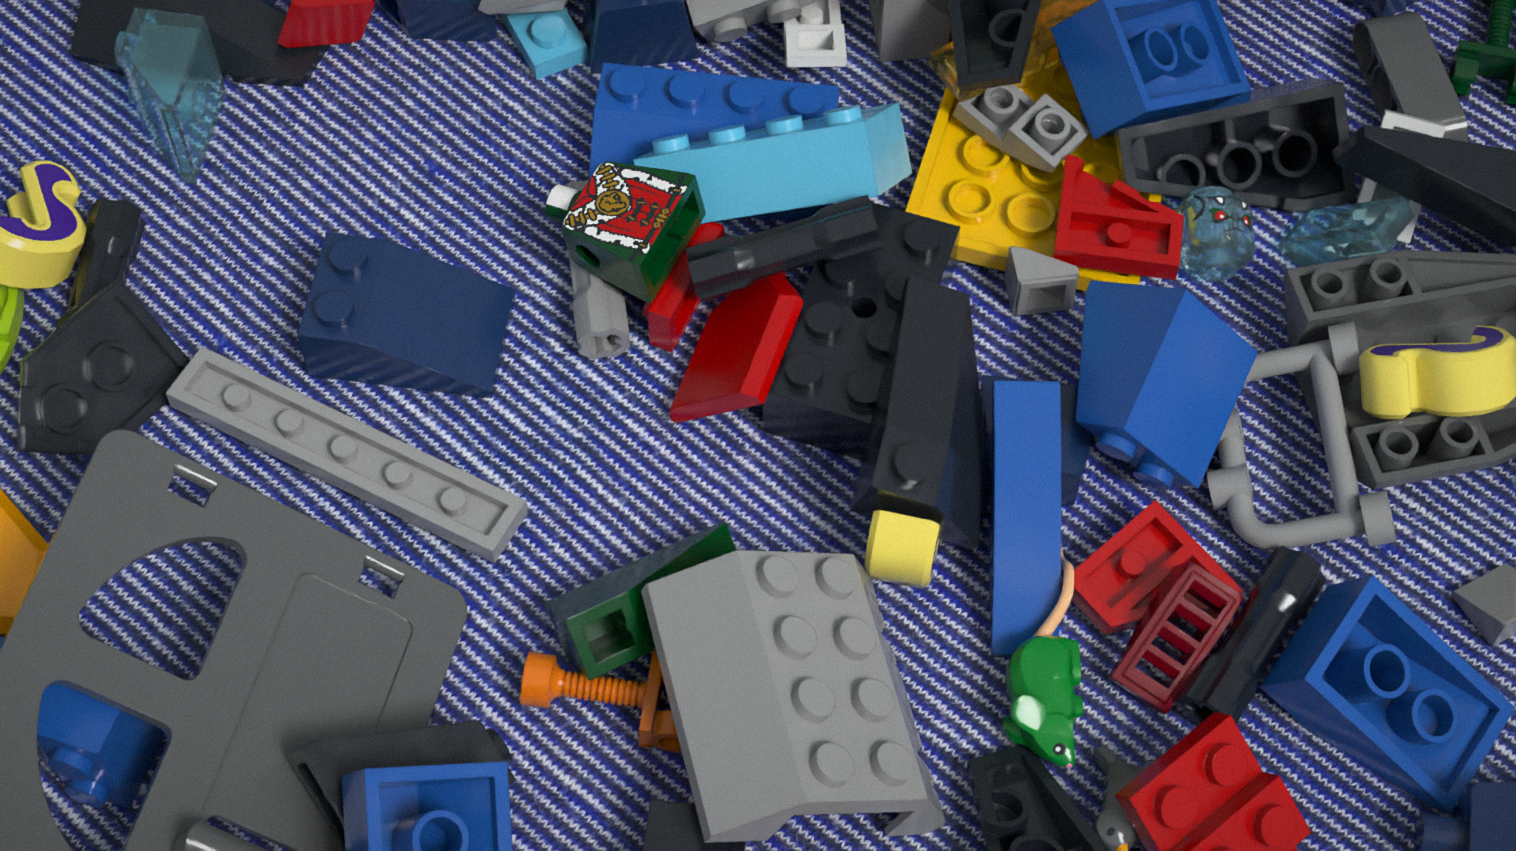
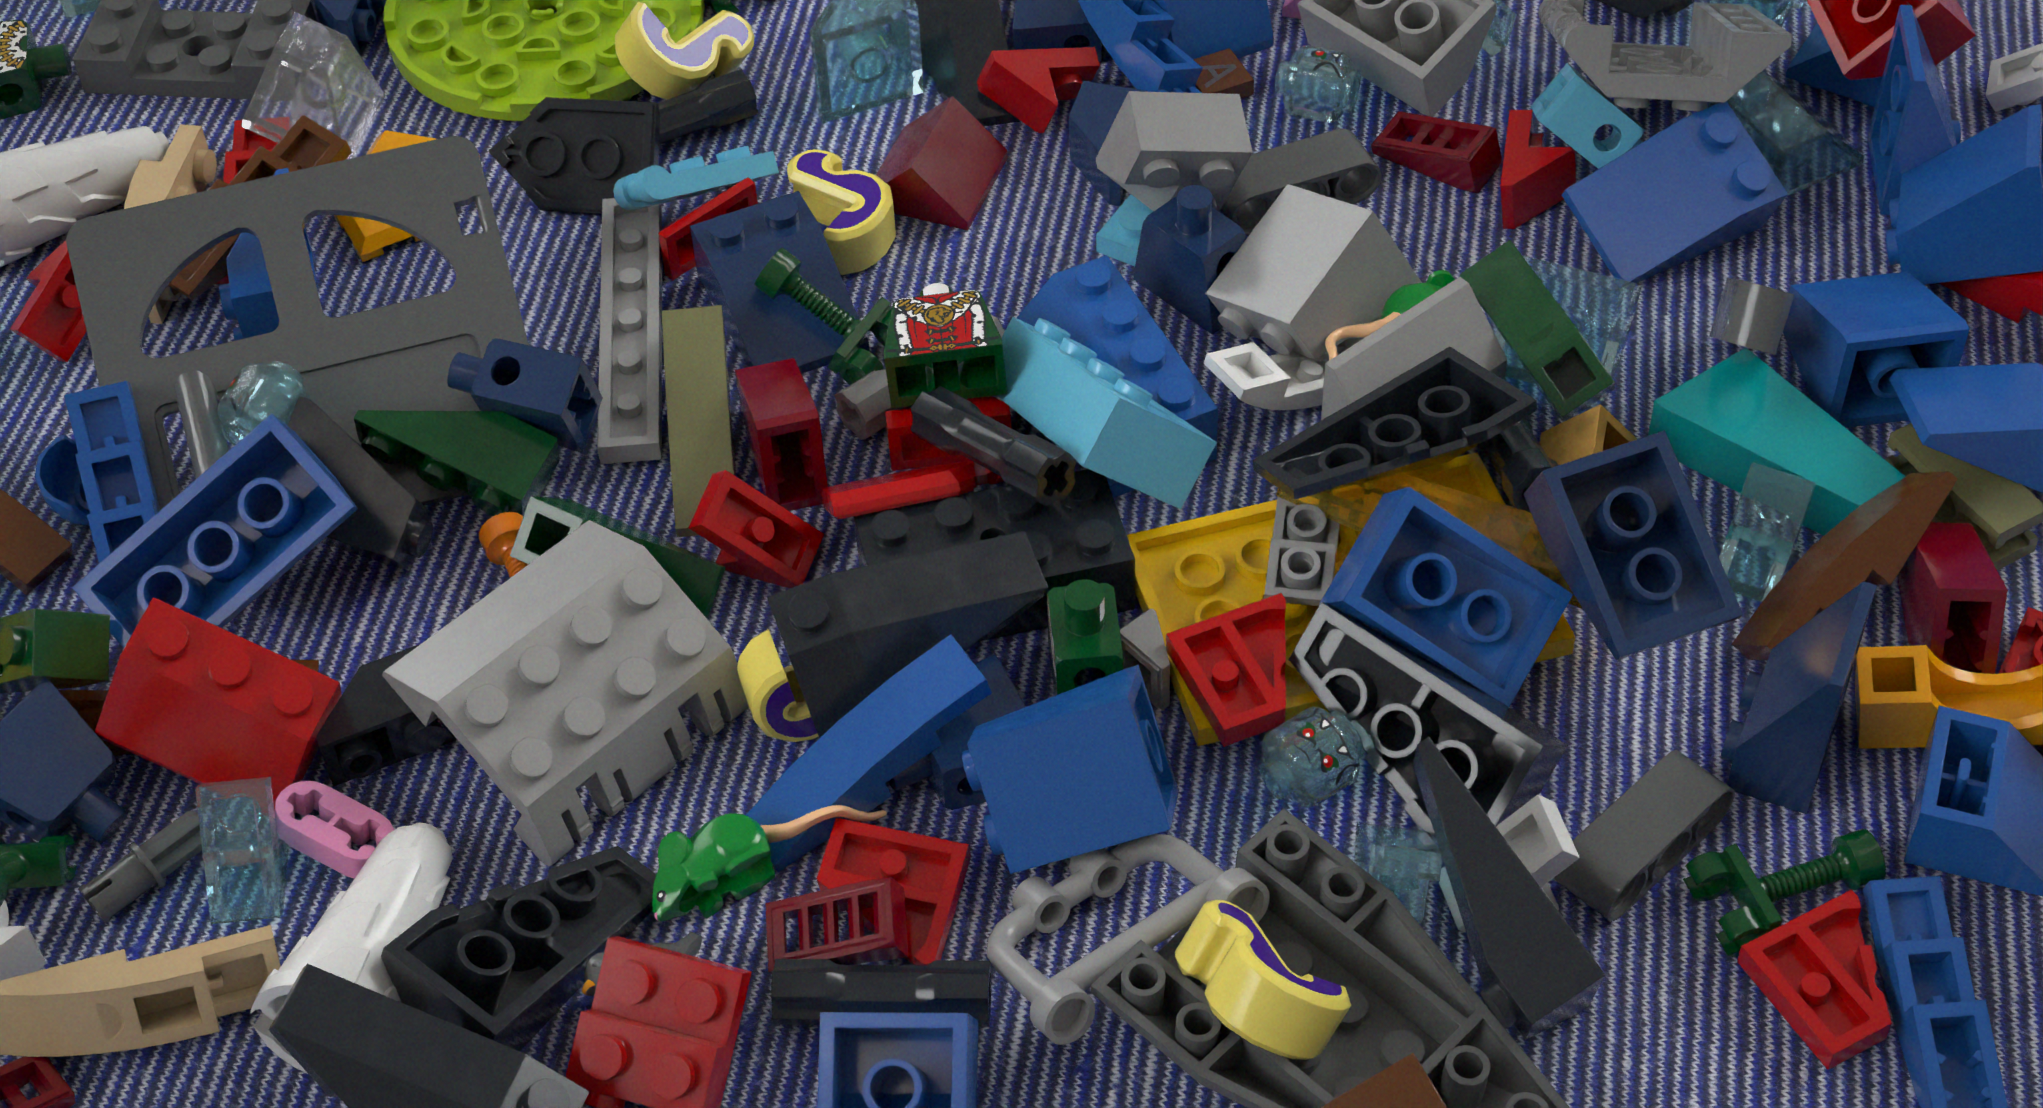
camera: 60 degrees right, 10 degrees down
(225, 304) = (692, 178): none -> medium azure plate
(261, 330) = (676, 237): none -> red slope
(265, 793) = (258, 393): none -> clear light blue head
(343, 132) = (943, 166): none -> dark red slope
(347, 204) = (850, 203): none -> light yellow animal
(422, 558) = (532, 385): none -> dark blue torso
(428, 298) = (783, 277): none -> dark green bar
(451, 639) = (473, 451): none -> dark green slope
(522, 453) = (696, 405): none -> olive slope
(593, 396) = (783, 433): none -> dark red slope
(699, 482) = (755, 532): none -> red slope
(1024, 317) = (1082, 632): none -> dark green torso

